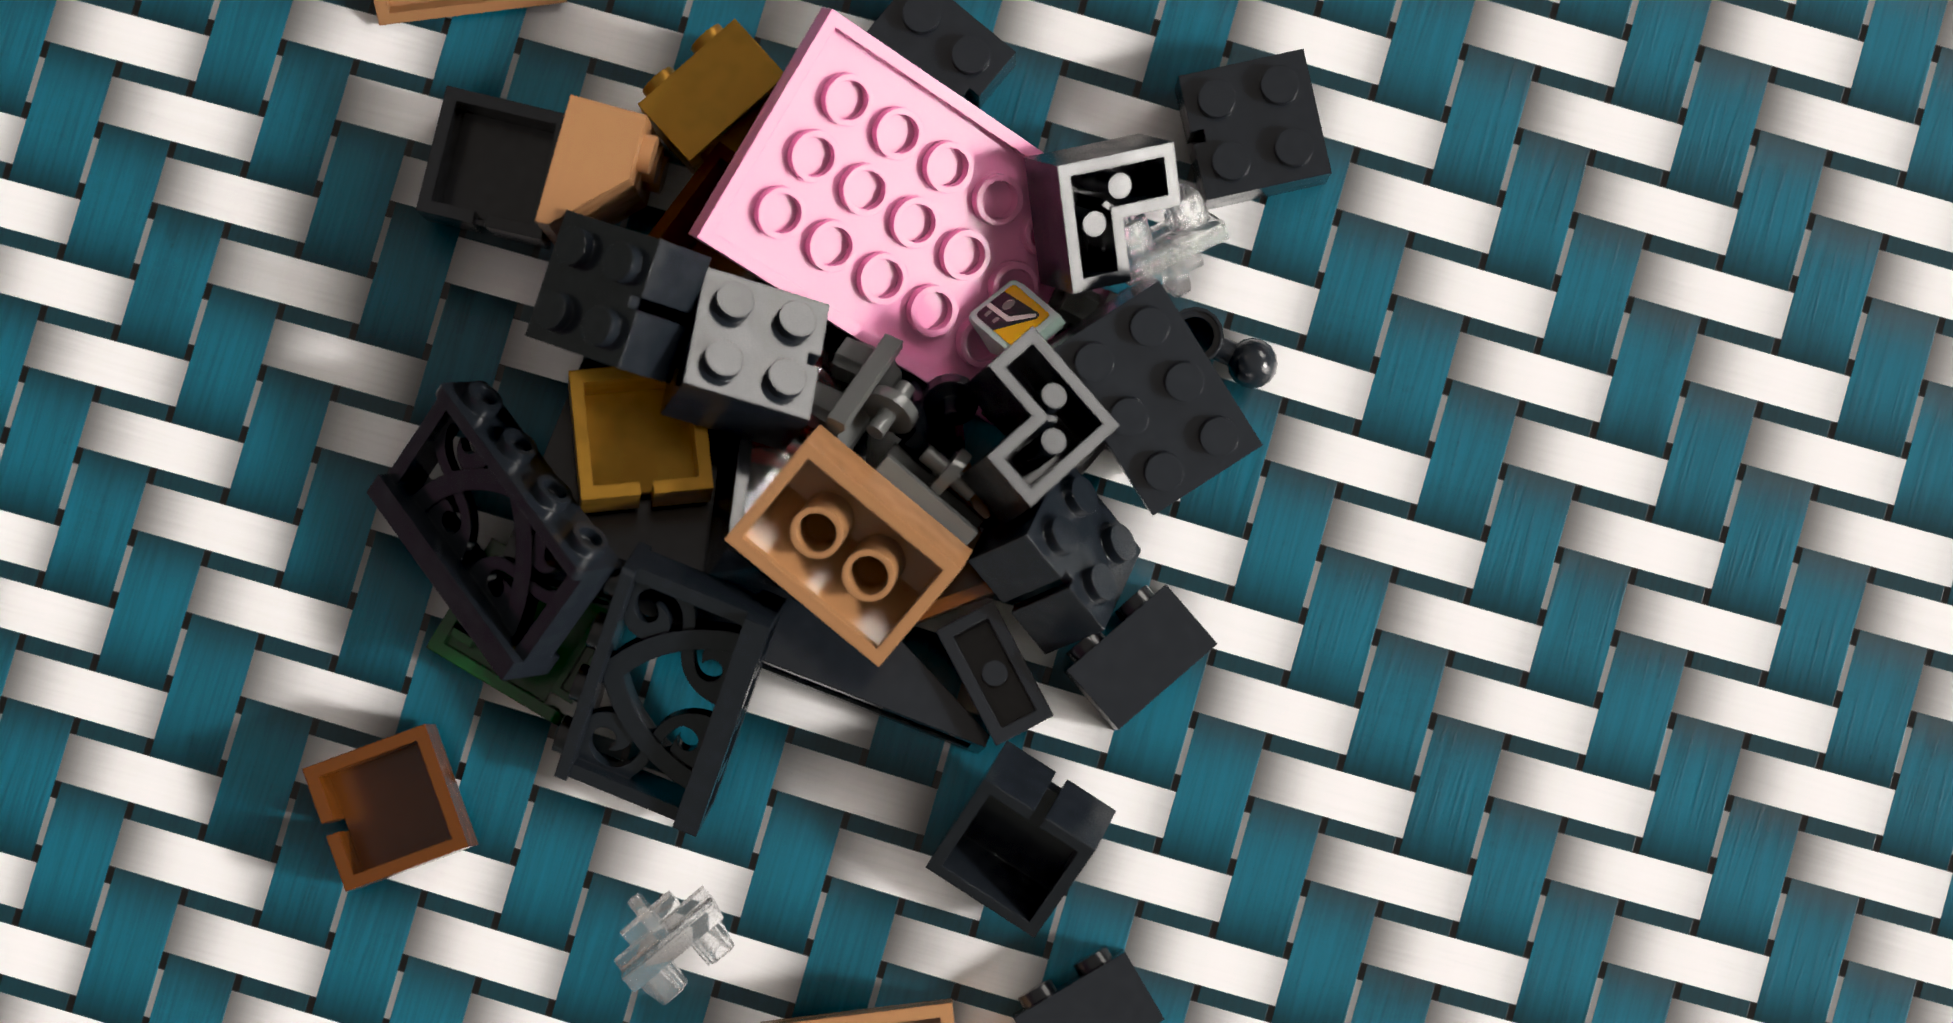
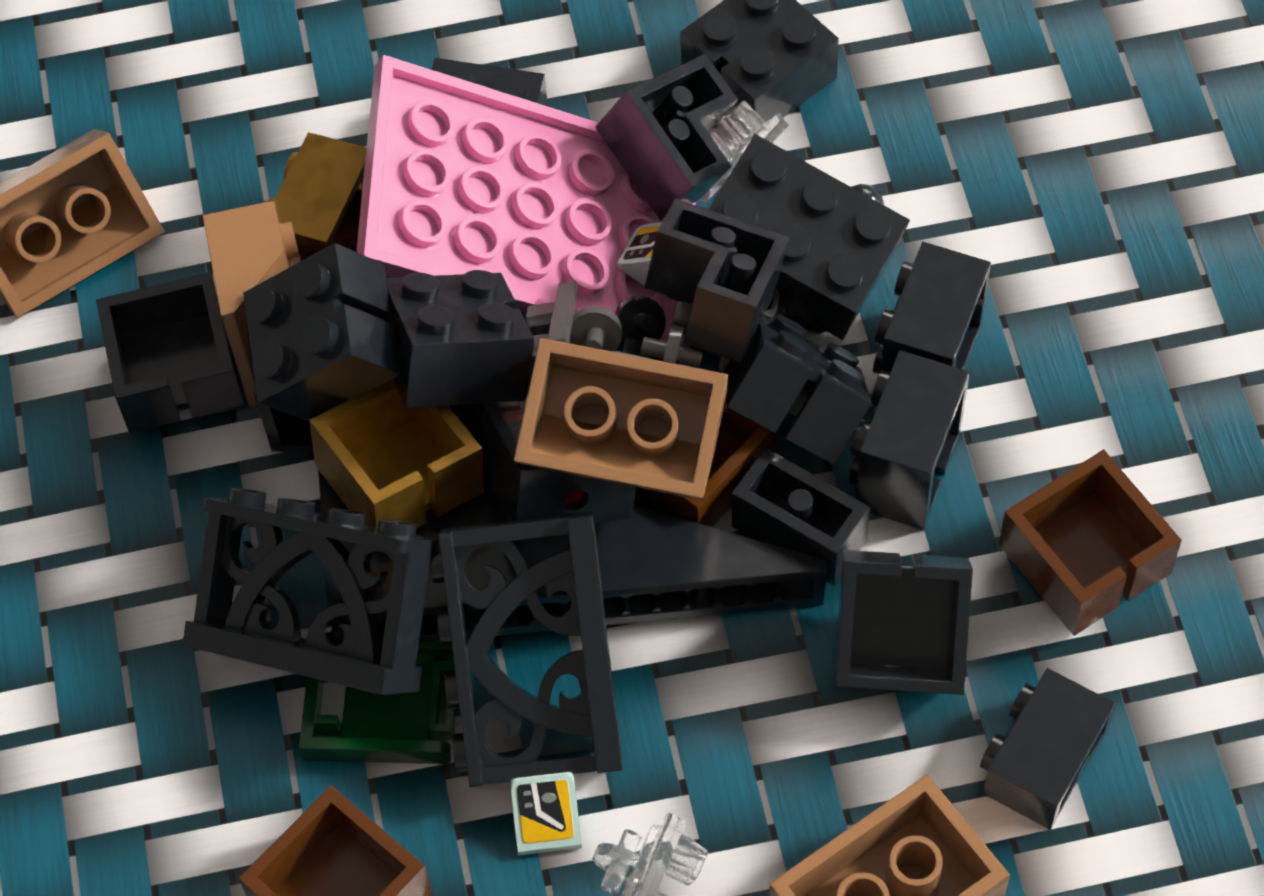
camera: 25 degrees left, 25 degrees down
(613, 829) = (545, 813): none -> slope
(1230, 551) = (936, 308): none -> black piece
(1242, 845) = (1089, 542): none -> reddish brown piece

